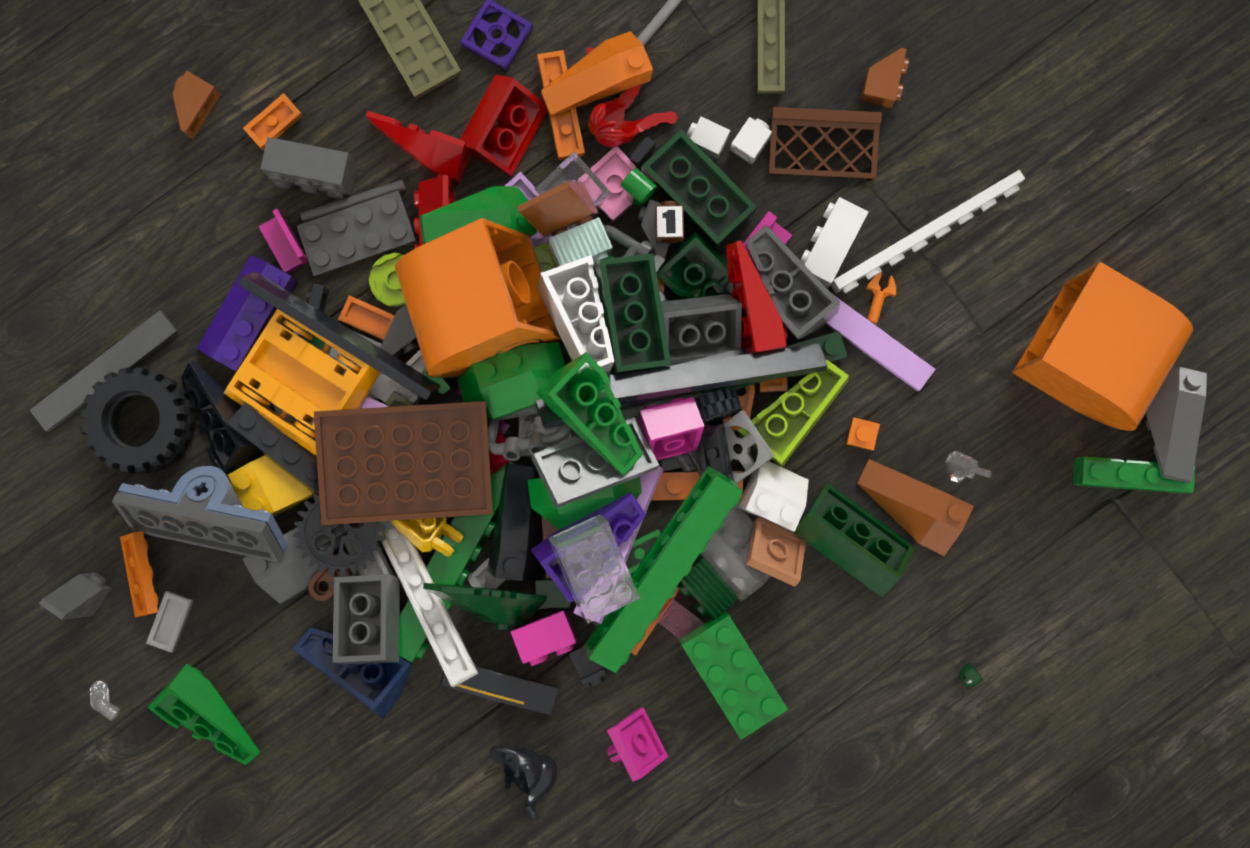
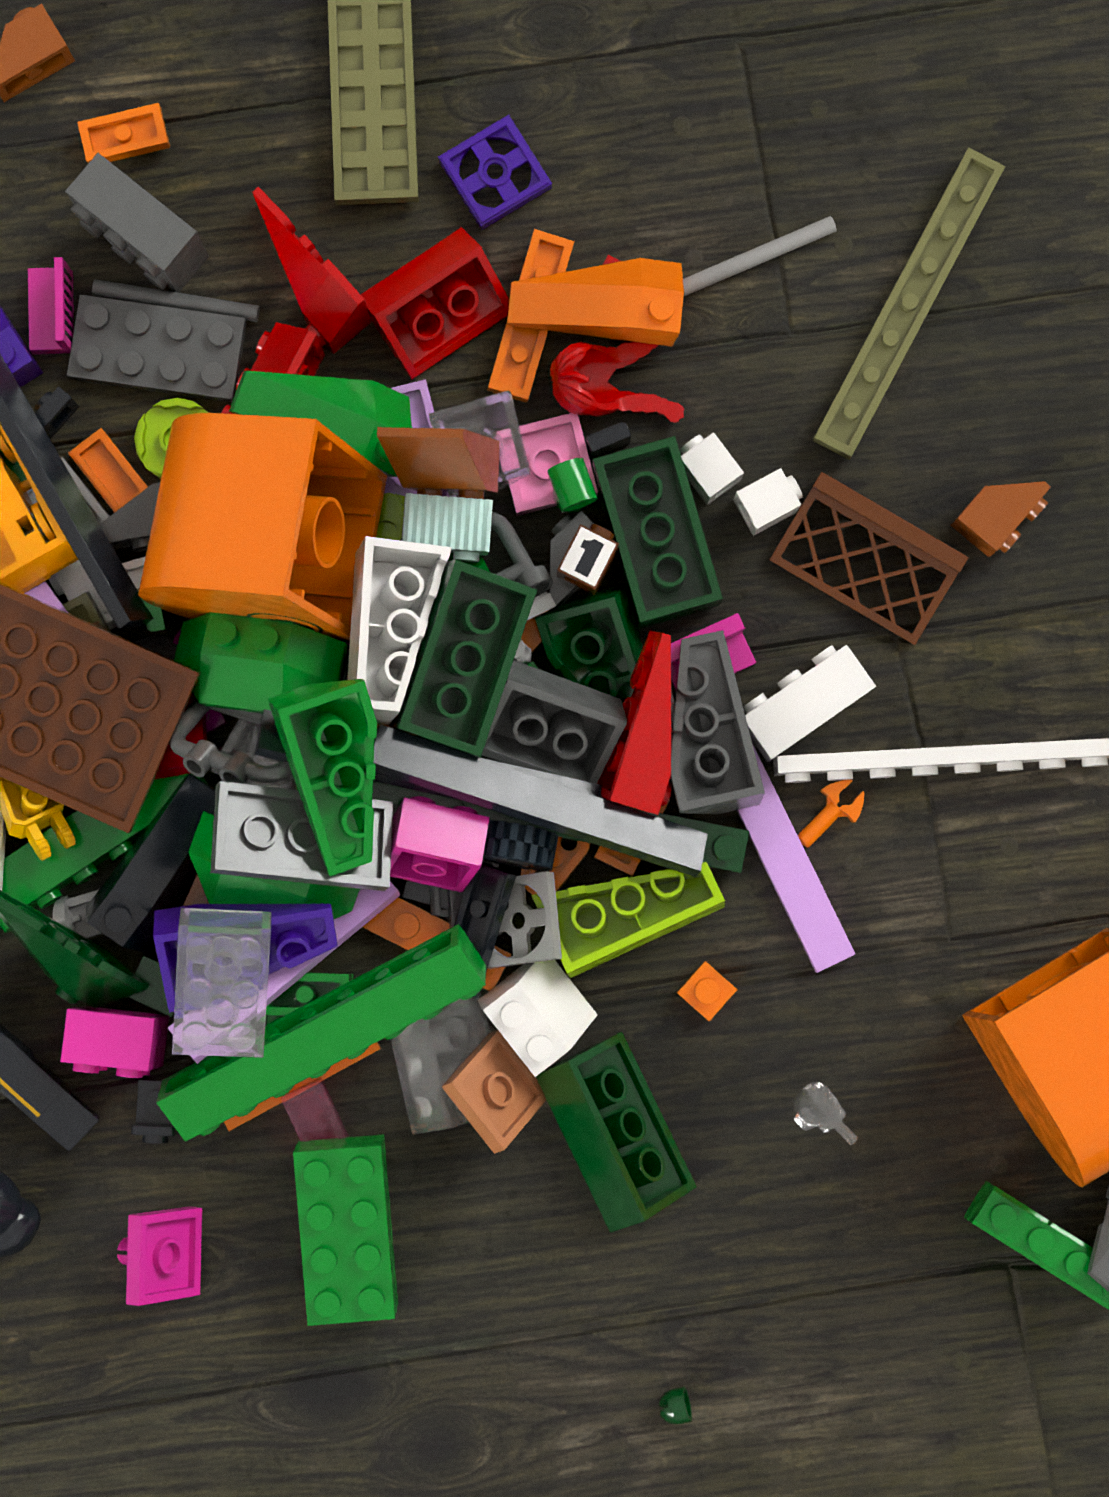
camera: 25 degrees right, 0 degrees up
(707, 589) = (374, 1092): dark green brick -> none
(923, 511) = (731, 1142): dark orange wedge -> none

